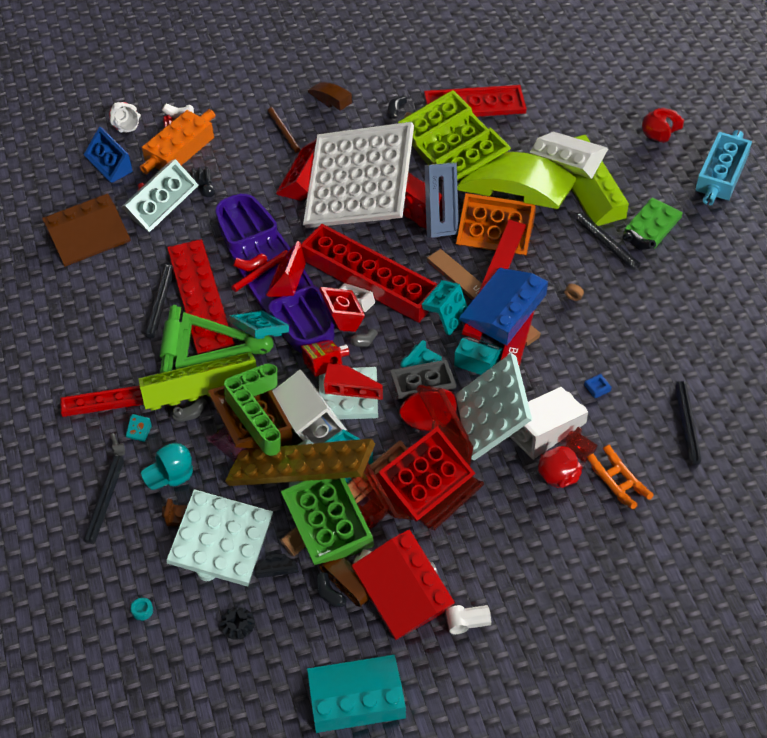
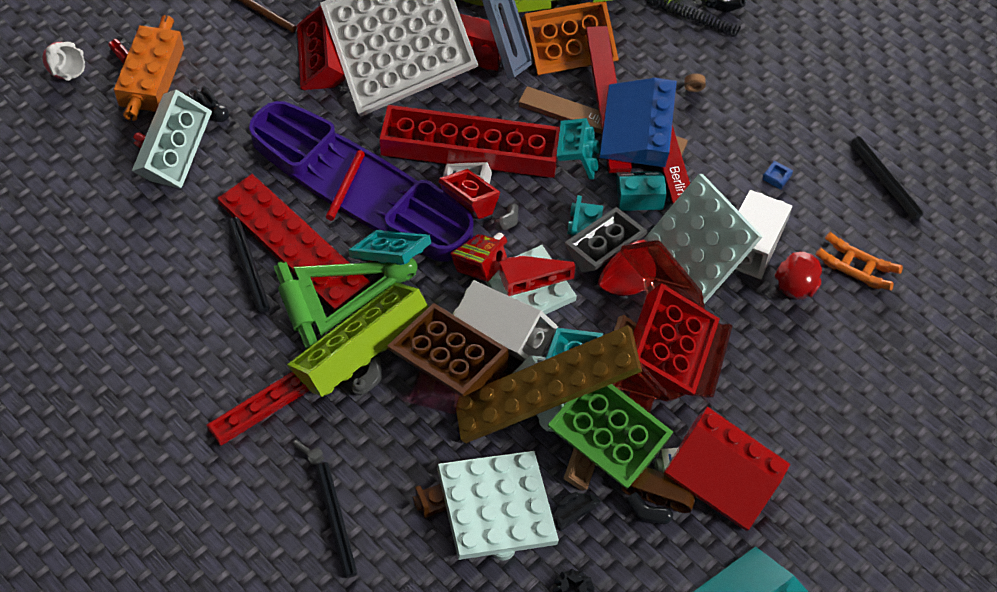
camera: 30 degrees left, 5 degrees up
(86, 229) = (105, 214): reddish brown slope -> none
(108, 156) = (73, 114): blue slope -> none
(138, 428) = (322, 421): teal slope -> none
(171, 467) = (399, 439): teal piece -> none
(176, 112) = (122, 33): white arm -> none
(240, 395) = (432, 337): bright green beam -> none
(252, 264) = (331, 181): red arm -> none
(288, 273) = (381, 177): red slope -> none
(462, 618) = (801, 477): white piece -> none
(580, 445) = (799, 242): clear red bracket -> none

